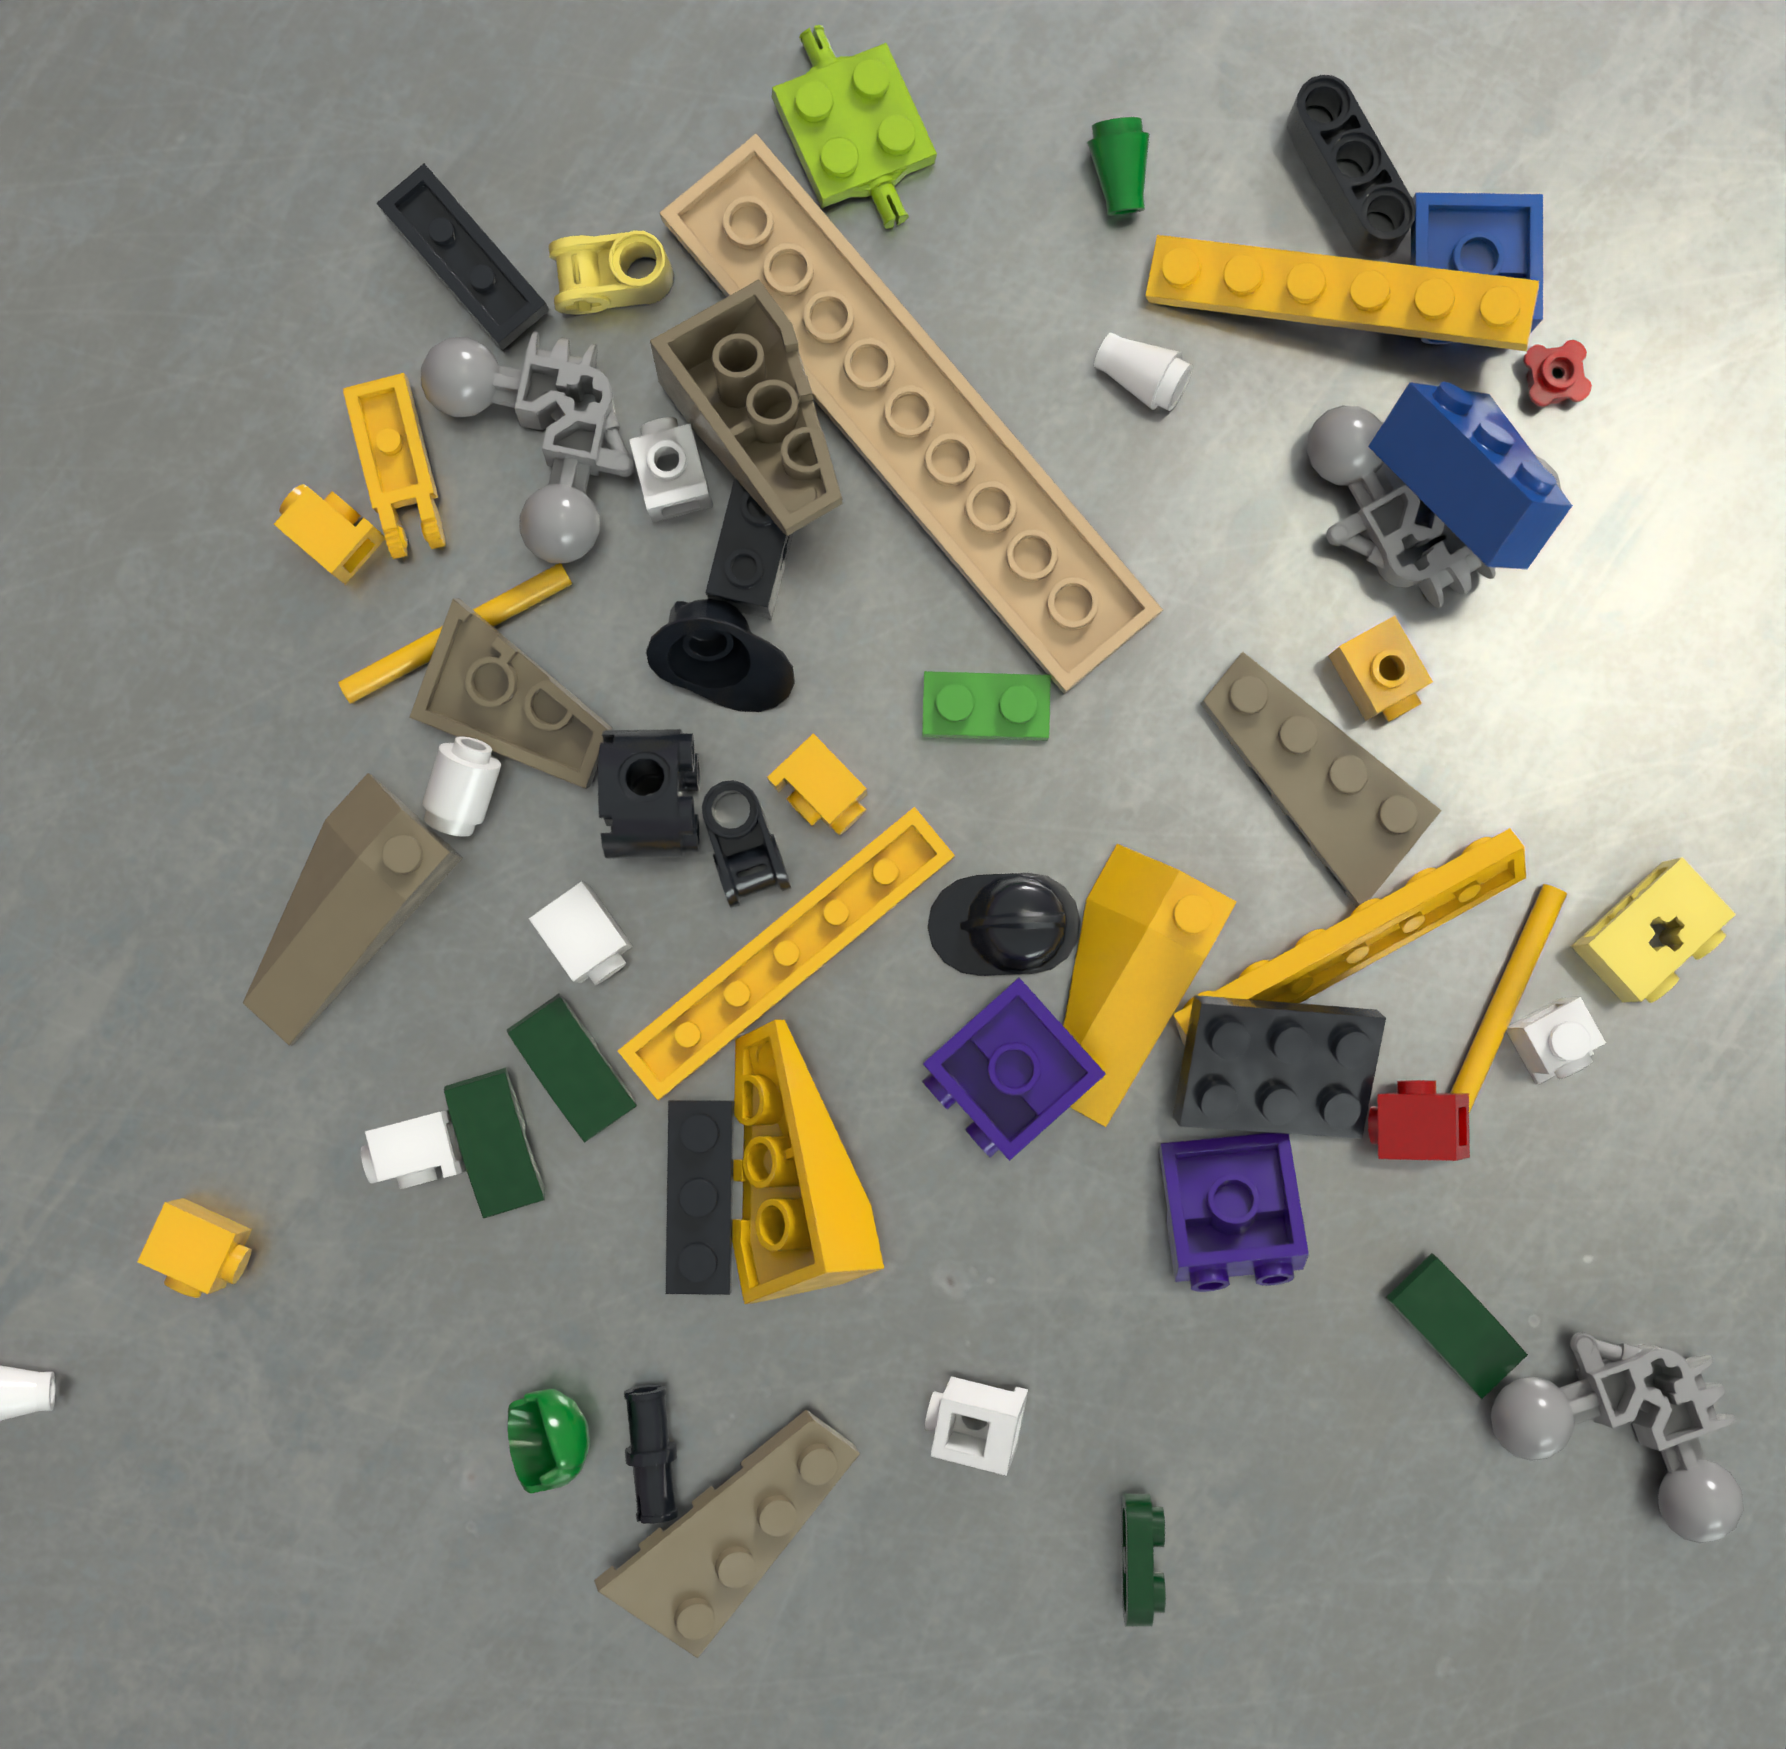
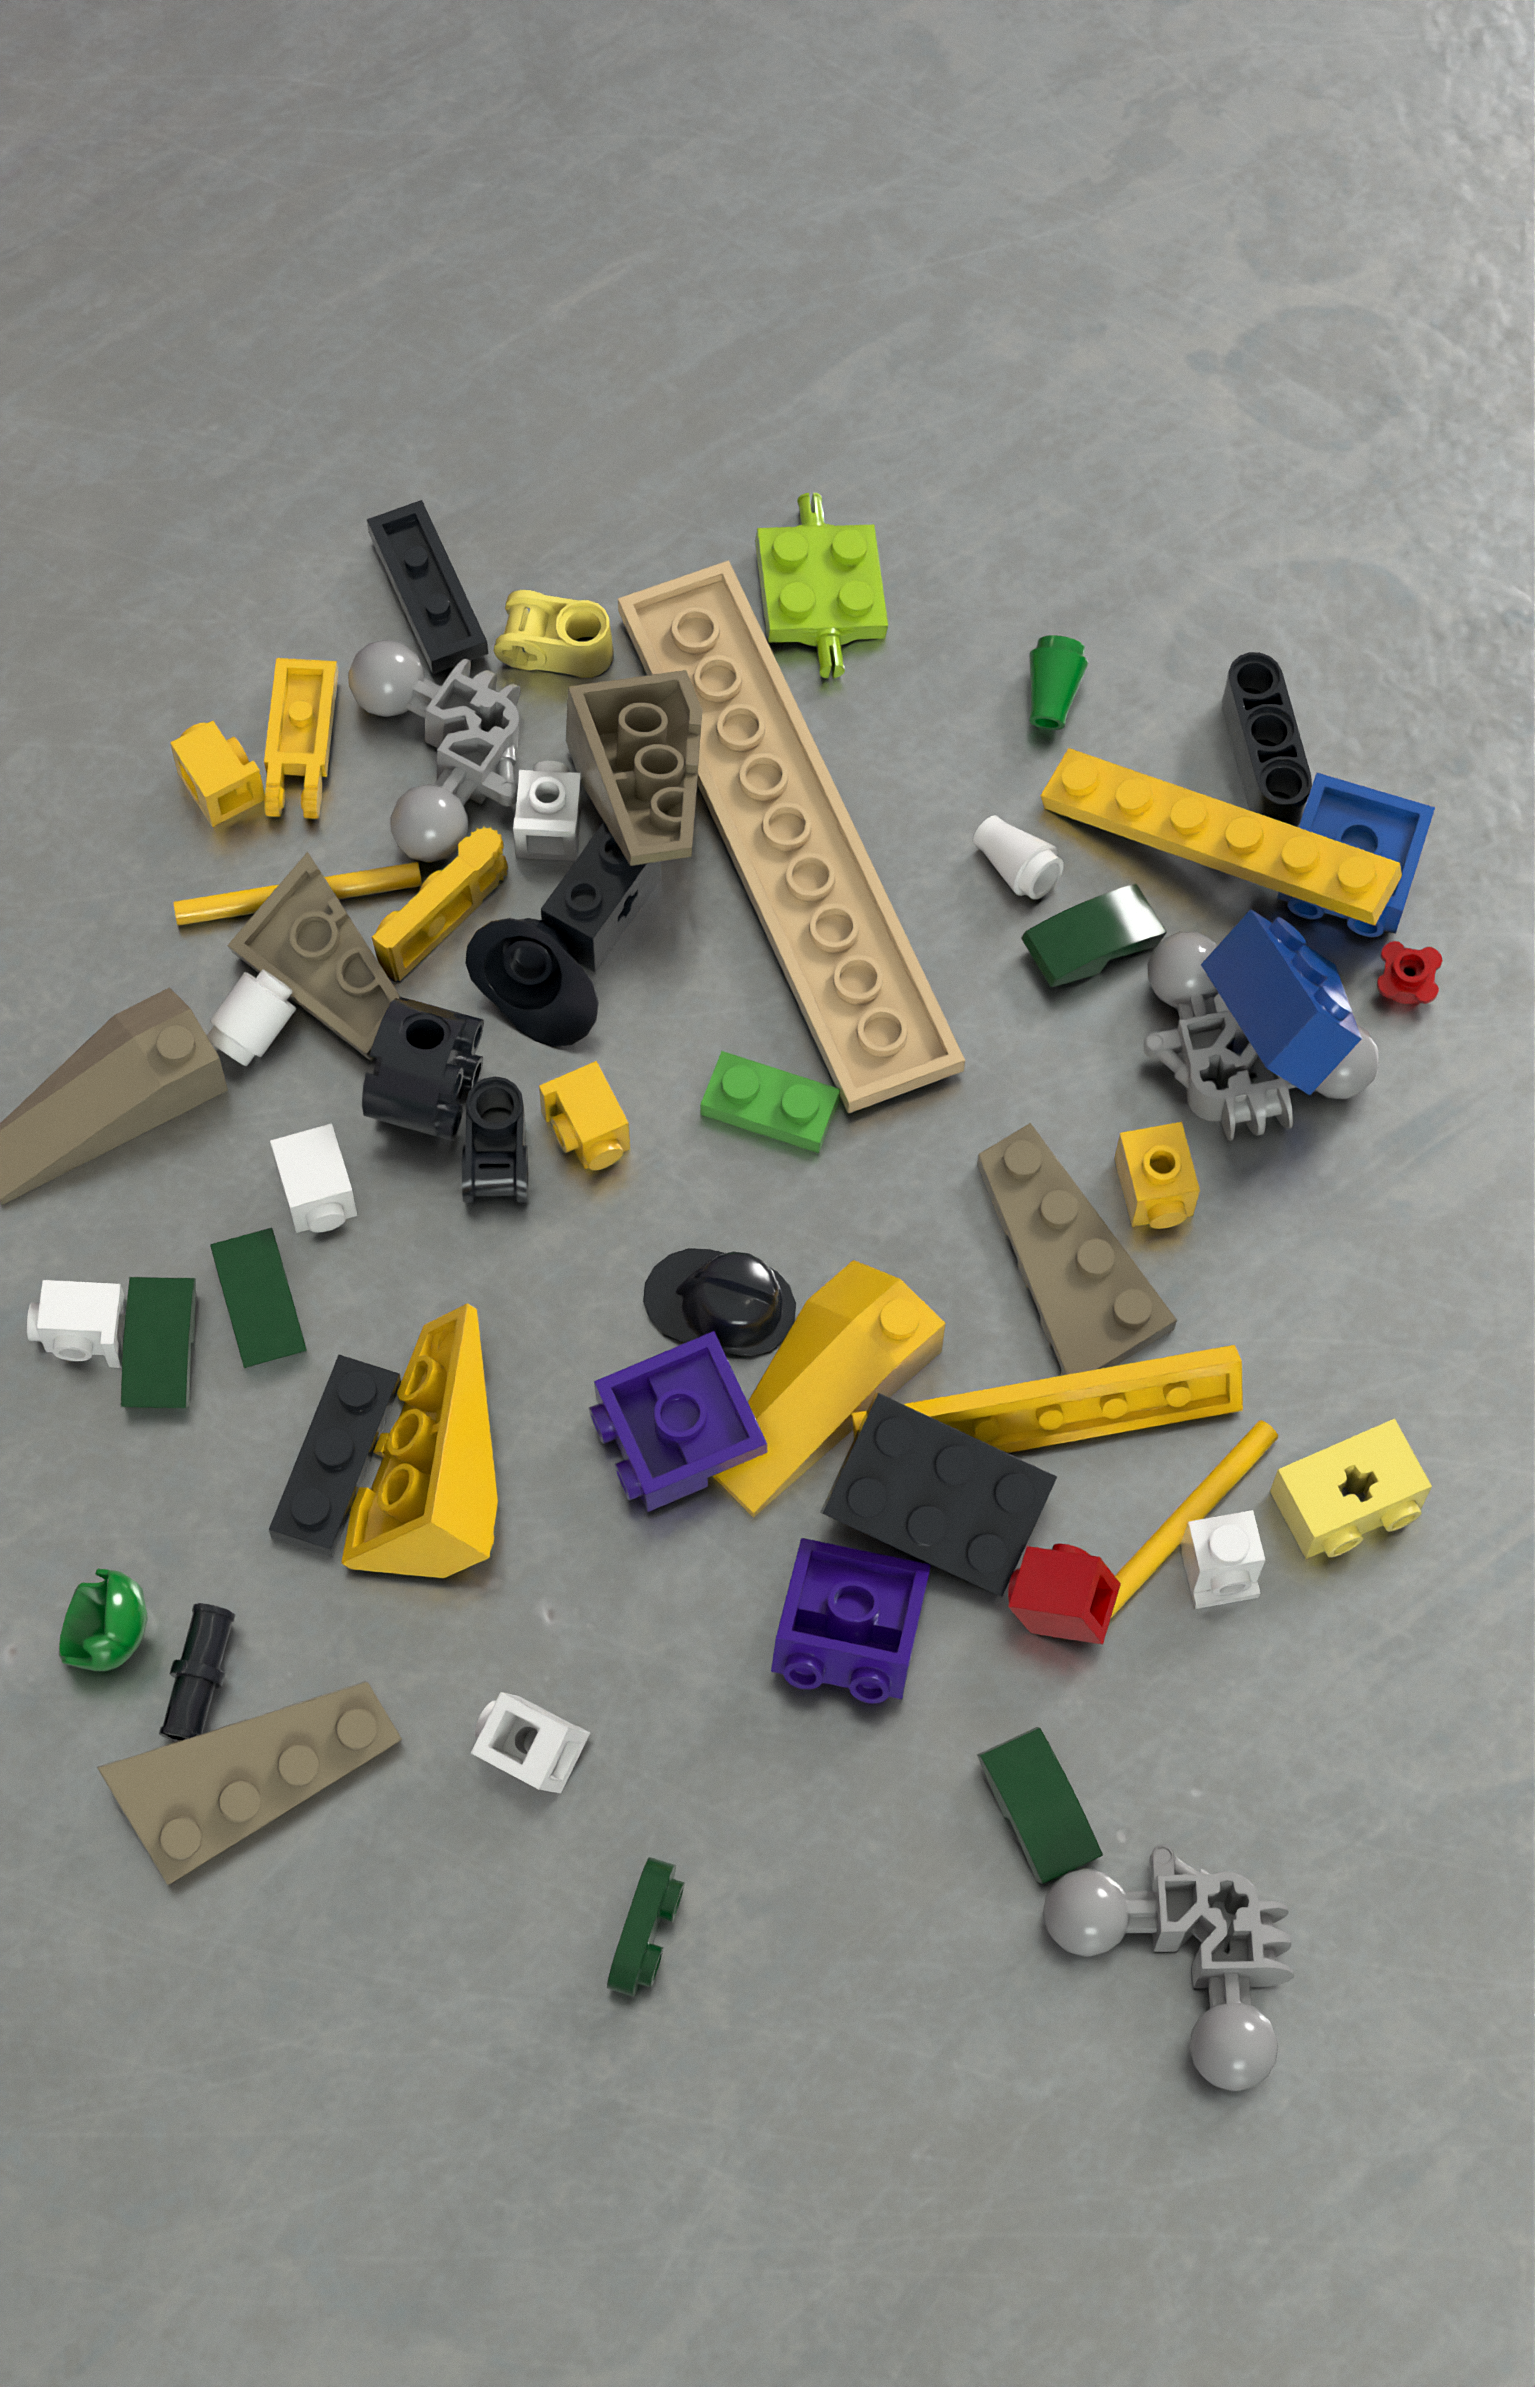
camera: 15 degrees right, 20 degrees down
(601, 602) = (441, 904): none -> yellow hinge
(786, 953) = (500, 1257): yellow plate -> none
(1242, 431) = (1093, 932): none -> dark green slope

